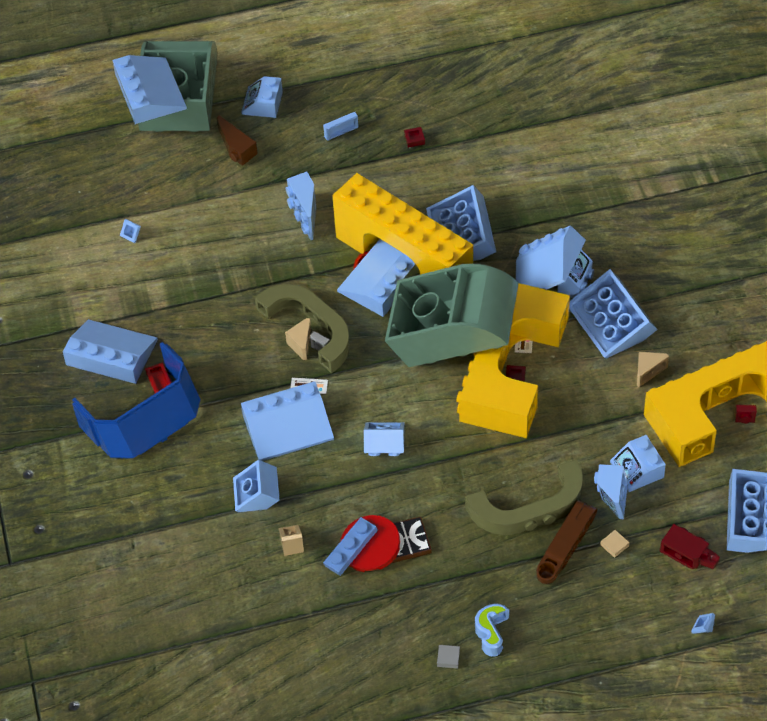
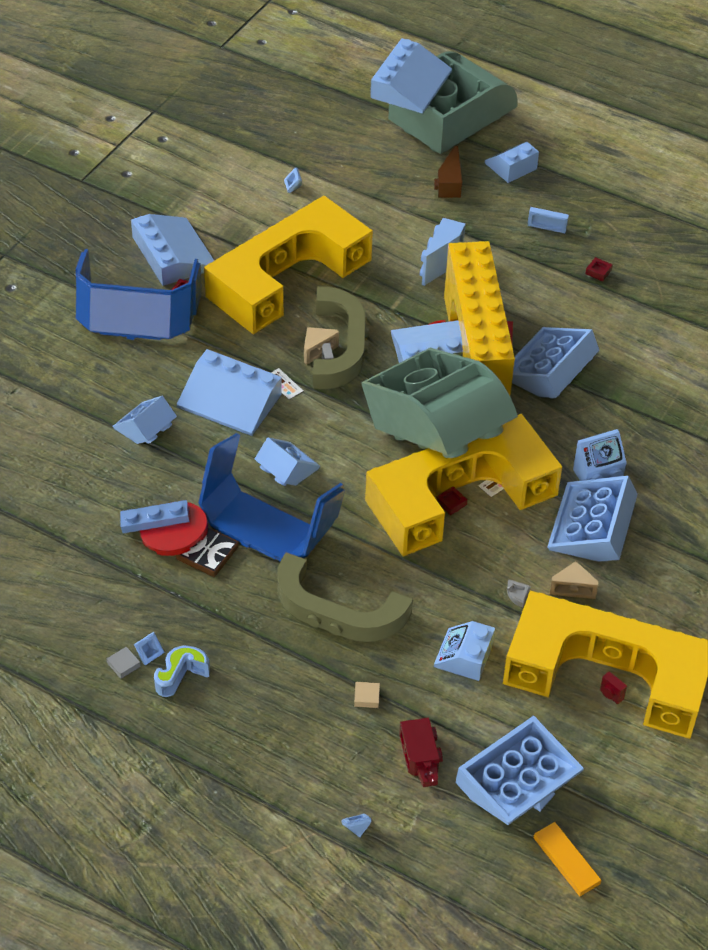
camera: 40 degrees right, 5 degrees down
(208, 255) = (243, 278): none -> yellow arch
(291, 540) = (121, 477): tan slope -> none
(421, 492) = (255, 521): none -> blue piece
(454, 633) = (149, 648): none -> light blue slope
(549, 259) = (582, 424): light blue slope -> none
(565, 542) = (326, 657): reddish brown piece -> none
(613, 487) = (412, 646): light blue slope -> none
(622, 402) = (518, 592): none -> light grey tile

